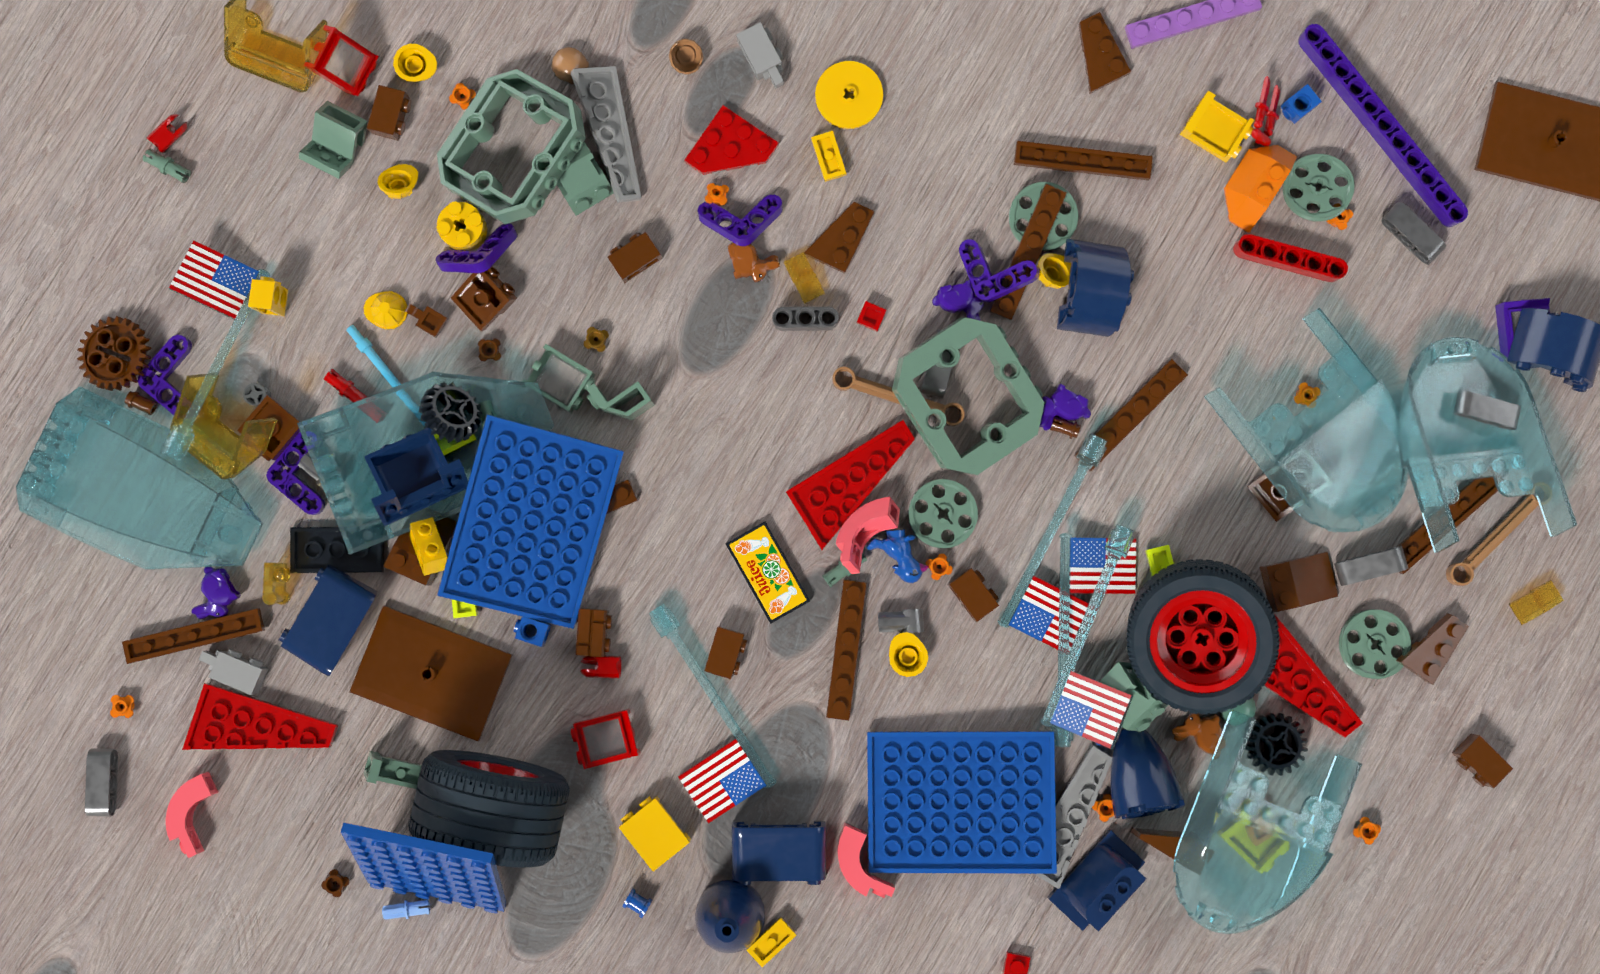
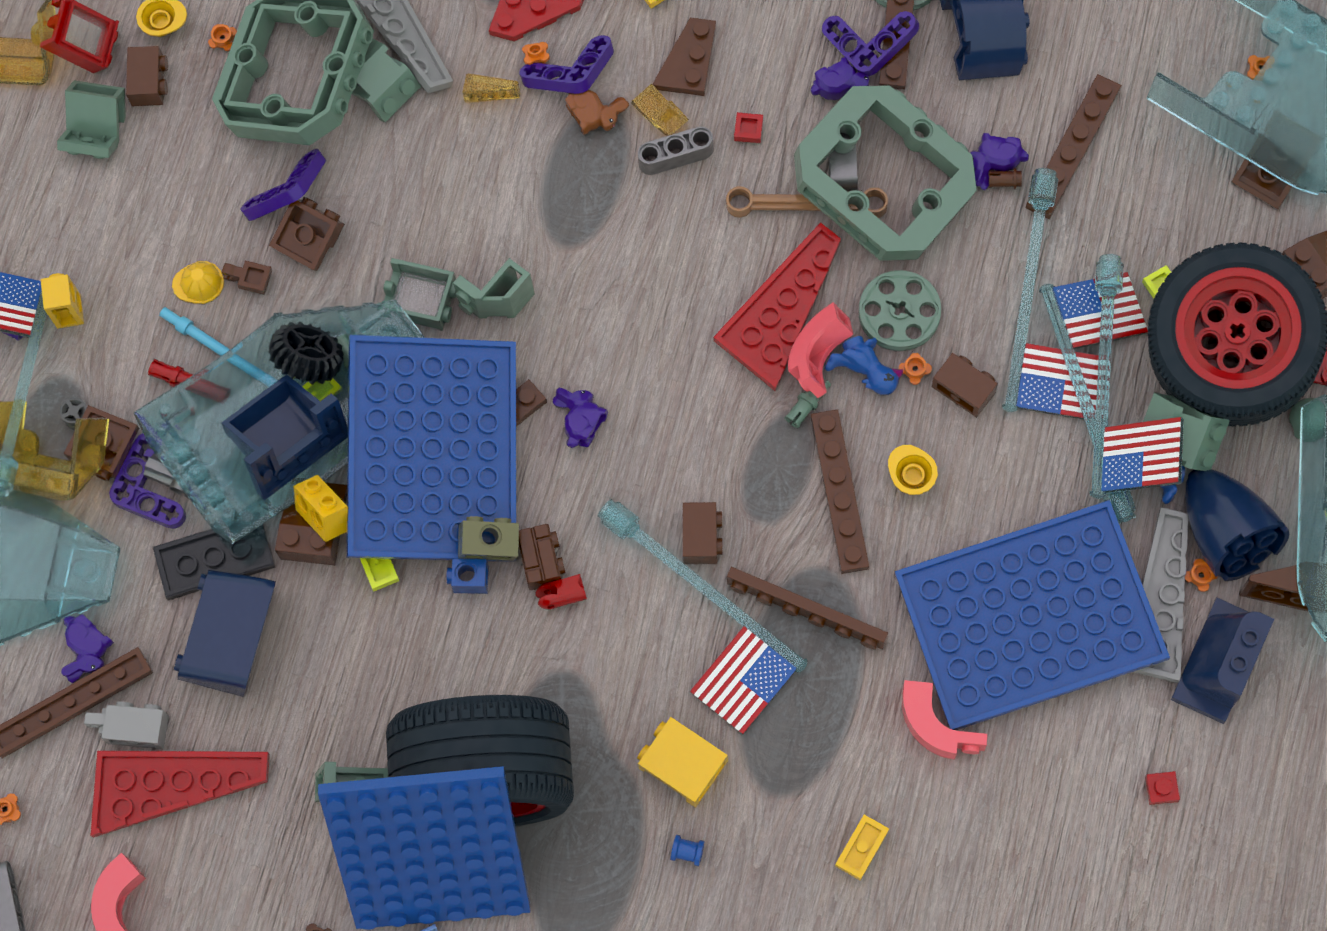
camera: 10 degrees left, 15 degrees down
(275, 579) = (152, 606): clear yellow plate -> none
(398, 181) = (176, 142): yellow piece -> none
(459, 214) = (260, 165): yellow brick -> none
(462, 670) = (321, 651): reddish brown piece -> none
(483, 349) = (325, 282): reddish brown plate -> none
(564, 621) = (473, 547): none -> olive brick
(593, 333) = (446, 235): pearl gold plate -> none
(604, 739) = (591, 672): window -> none
(634, 256) = (464, 143): reddish brown brick -> none
(661, 526) = (582, 418): none -> dark purple animal
(662, 212) = (485, 88): none -> clear yellow slope
(729, 916) = (802, 831): dark blue cylinder -> none
(767, 572) = (721, 433): tile -> none
(779, 852) = (835, 734): dark blue windscreen -> none
(795, 748) = (816, 613): none -> reddish brown plate
(906, 620) = (885, 440): flat silver piece -> none
(1054, 271) = (934, 22): yellow piece -> none
(1204, 729) = (1282, 453): dark orange animal -> none

